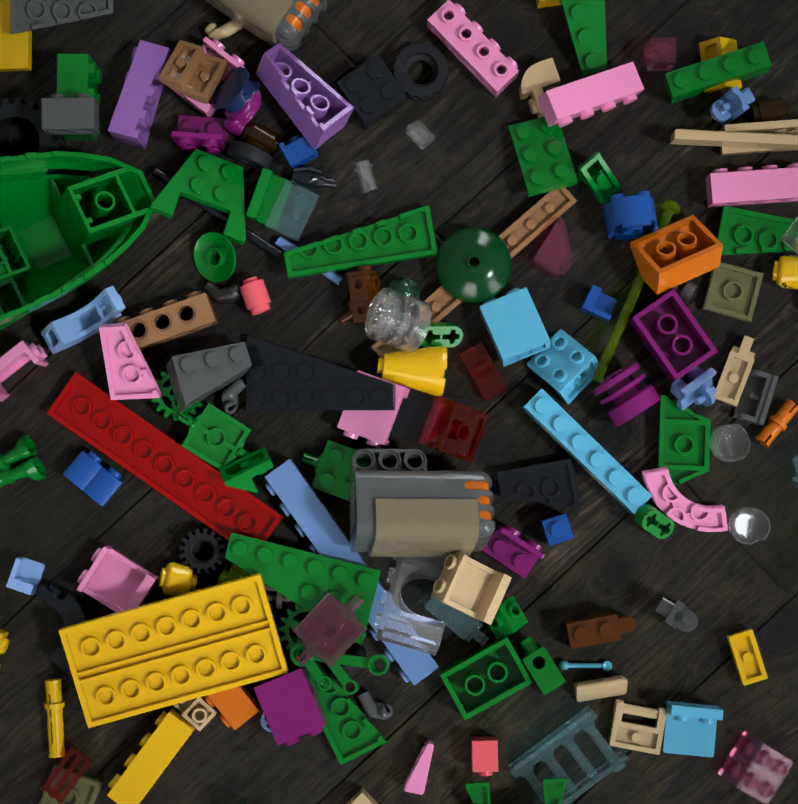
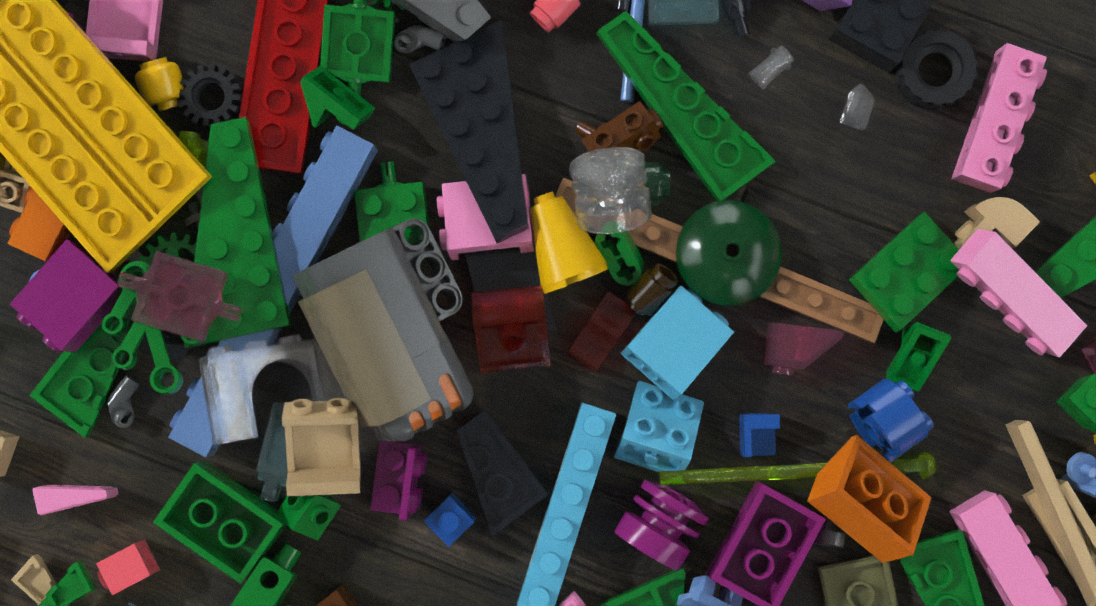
camera: 70 degrees right, 0 degrees up
(473, 325) = (652, 290): none -> dark brown brick

